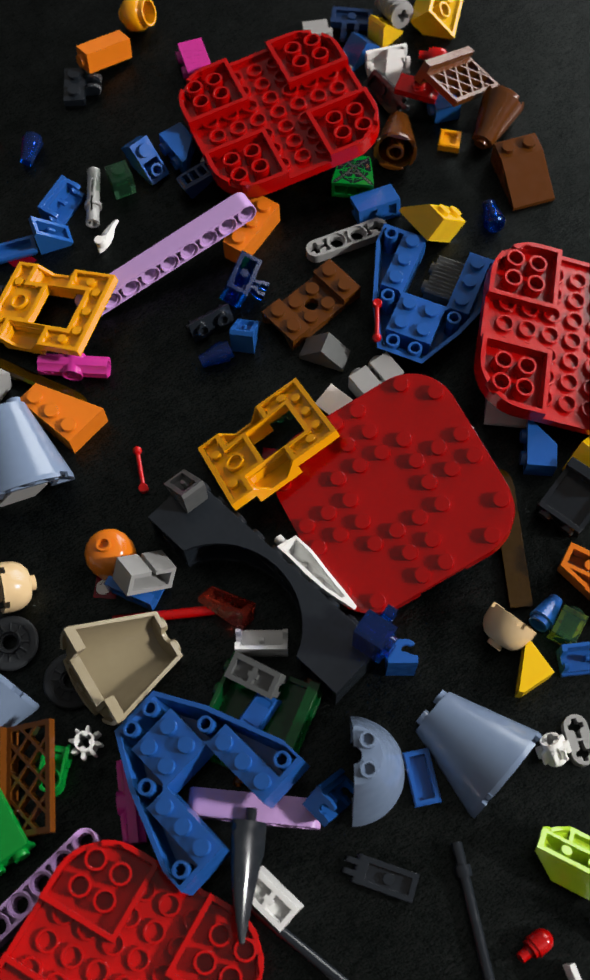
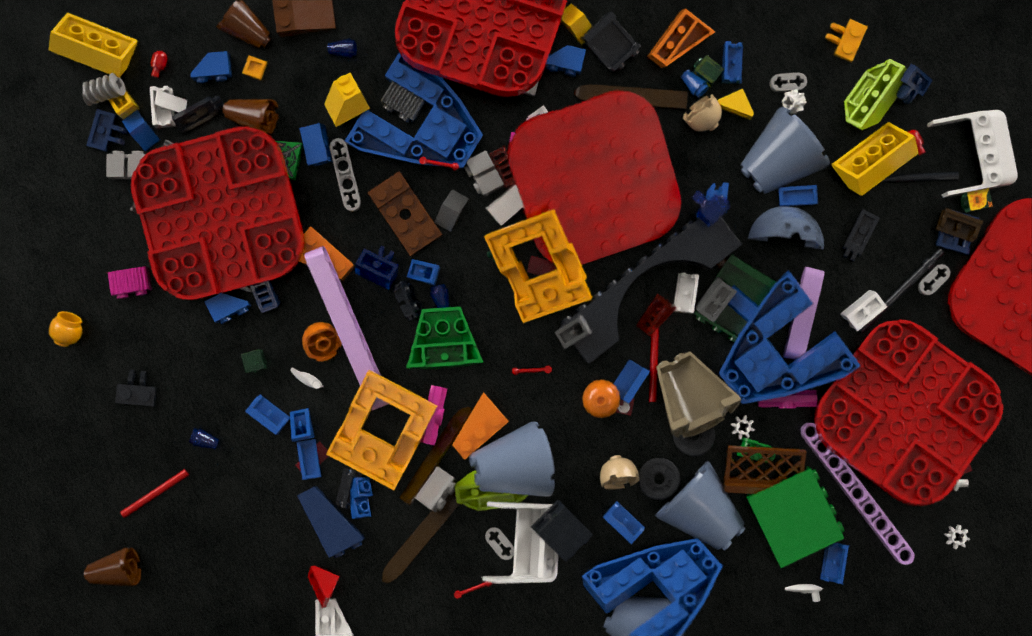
camera: 85 degrees left, 20 degrees up
(92, 204) = (288, 389): light grey pin -> none
(103, 51) = (107, 363): orange brick -> none
(145, 159) = (234, 337): blue slope -> none
(145, 231) = (321, 341): none -> orange cylinder
(145, 573) = (625, 372): light grey piece -> none
(164, 359) = (443, 341): none -> green wedge
(246, 858) = (838, 321): black piece -> none
(312, 568) = (637, 250): white piece -> none
(328, 798) = (806, 260): blue hinge -> none
(410, 88) = (206, 86): red plate -> none
(448, 64) = (185, 54): reddish brown fence -> none
(498, 883) = (876, 158): none -> yellow slope

